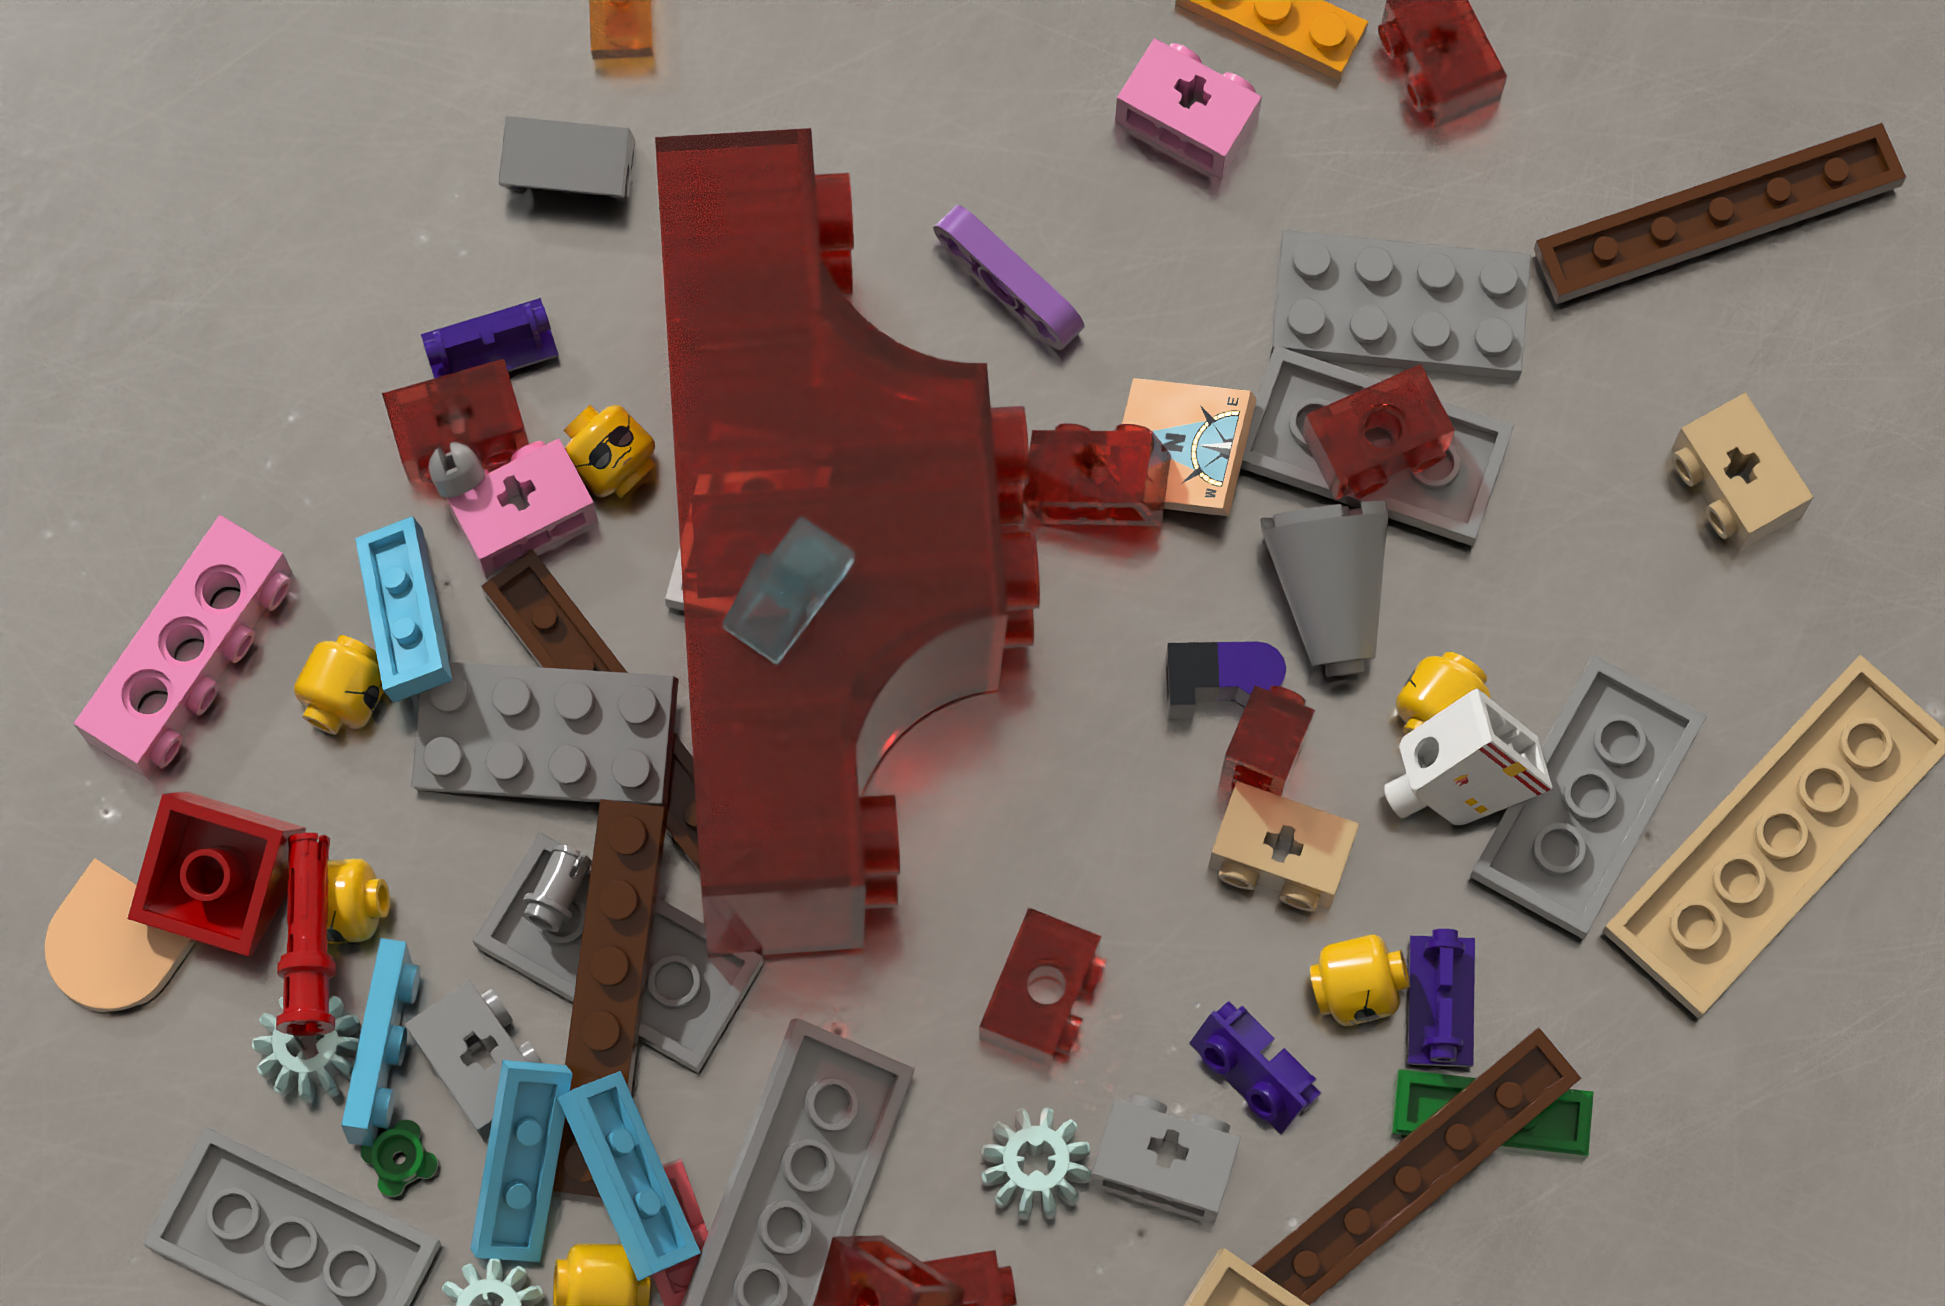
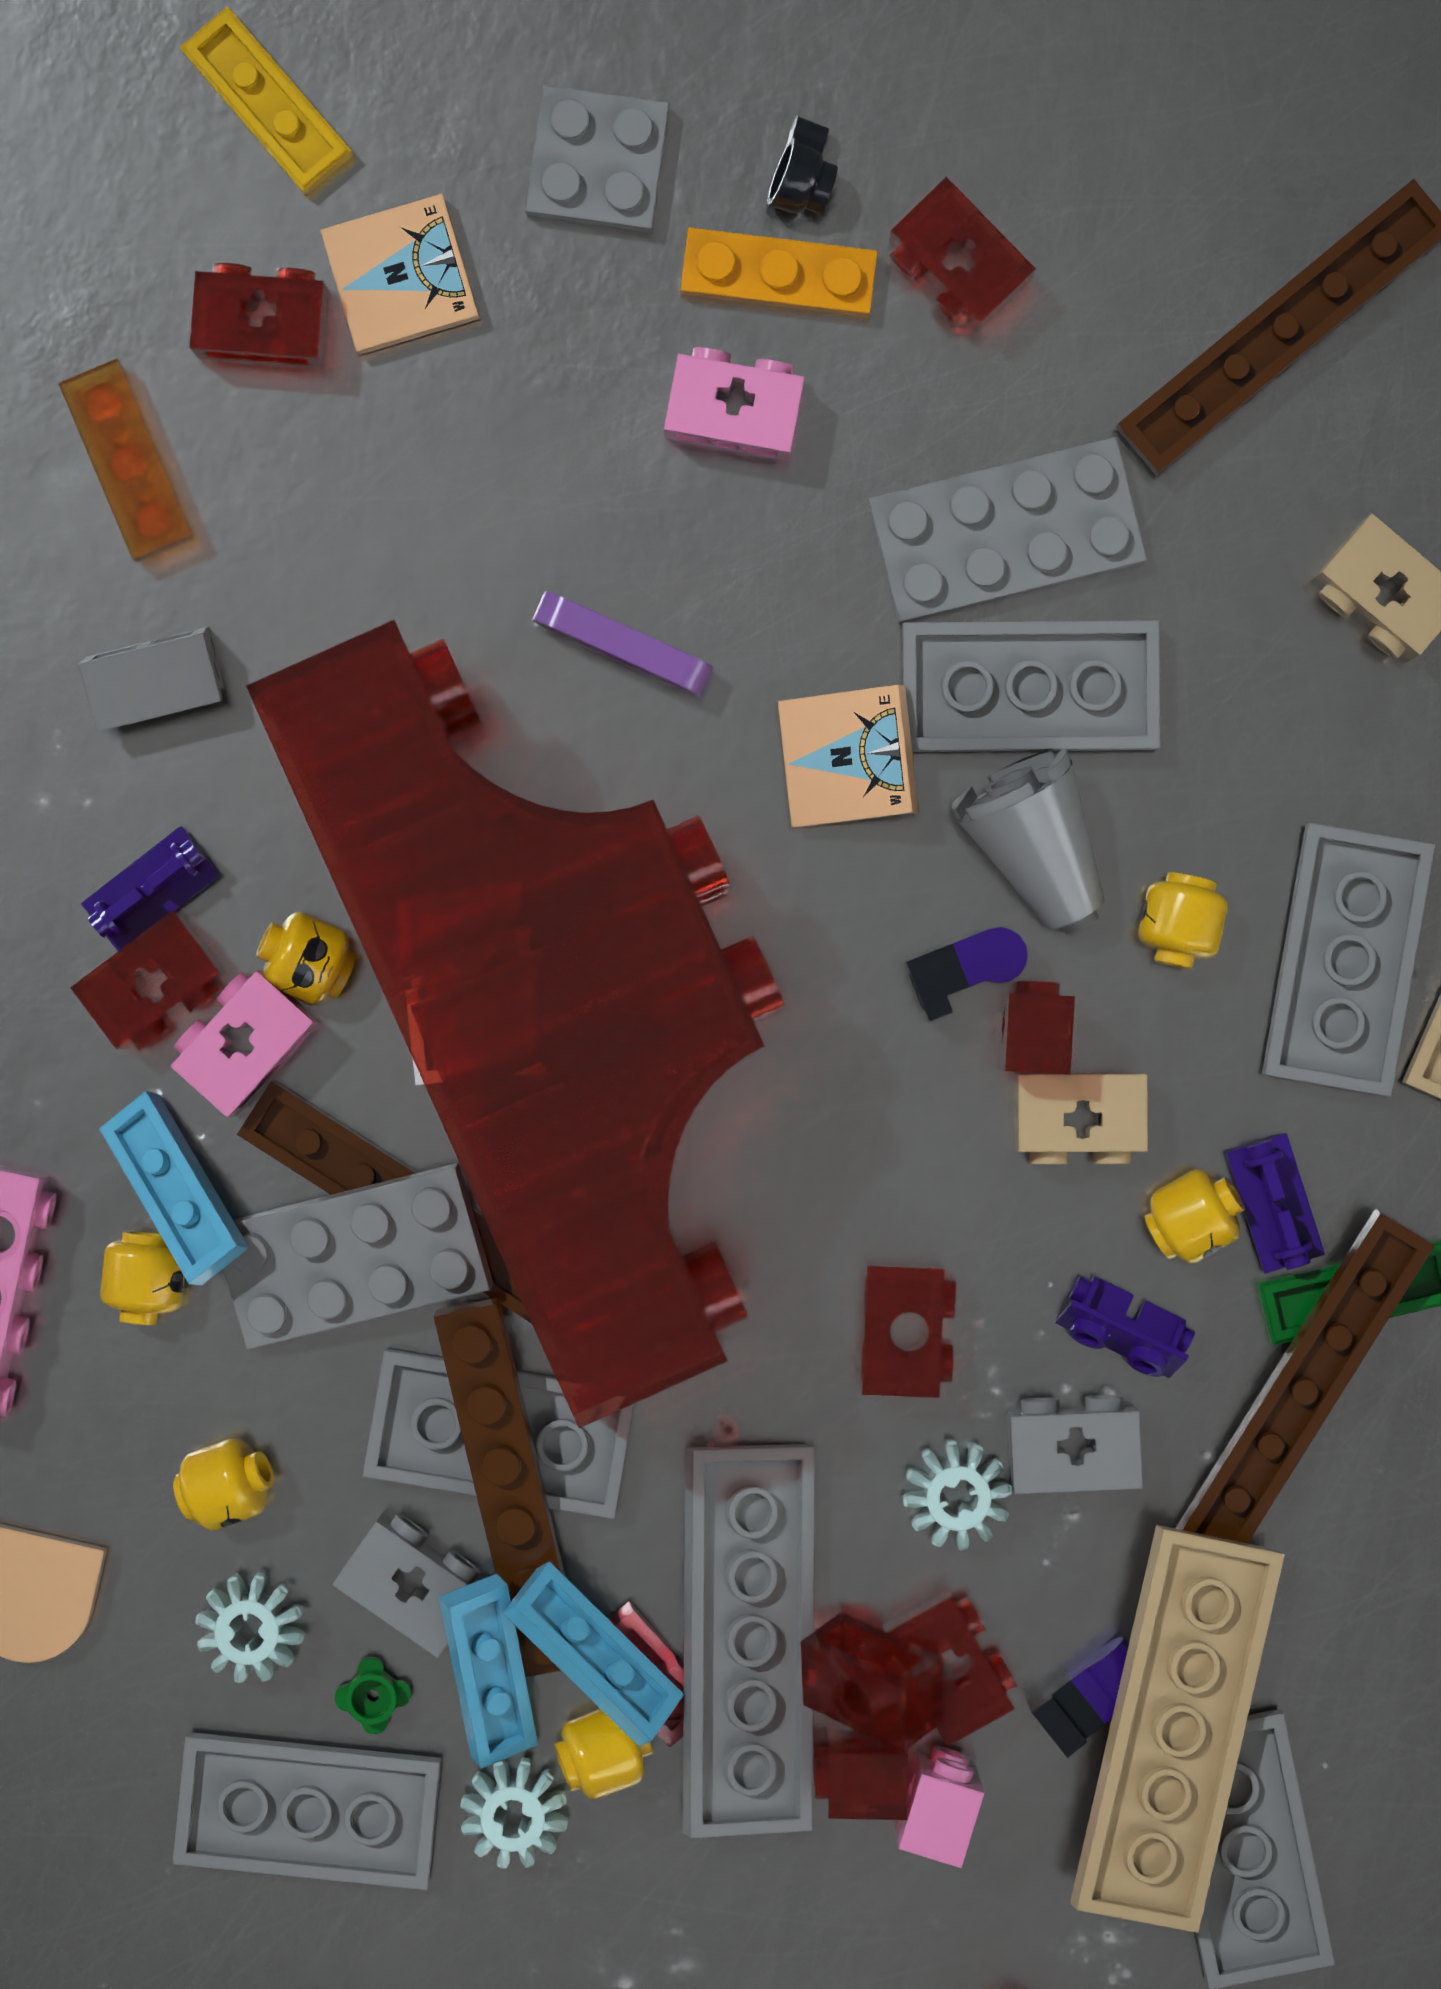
camera: 20 degrees left, 15 degrees up
(213, 872) = (99, 1500): red slope -> none
(306, 964) = (222, 1570): red pin -> none
(380, 1043) = (315, 1604): medium azure plate -> none
(456, 470) = (174, 1029): light grey hinge -> none
(556, 889) = (422, 1405): light grey pin -> none
(787, 589) = (549, 1102): clear light blue slope -> none
(1097, 476) = (815, 825): clear red brick -> none
(1400, 404) = (1050, 647): clear red brick -> none
(1468, 763) = (1230, 979): white torso -> none

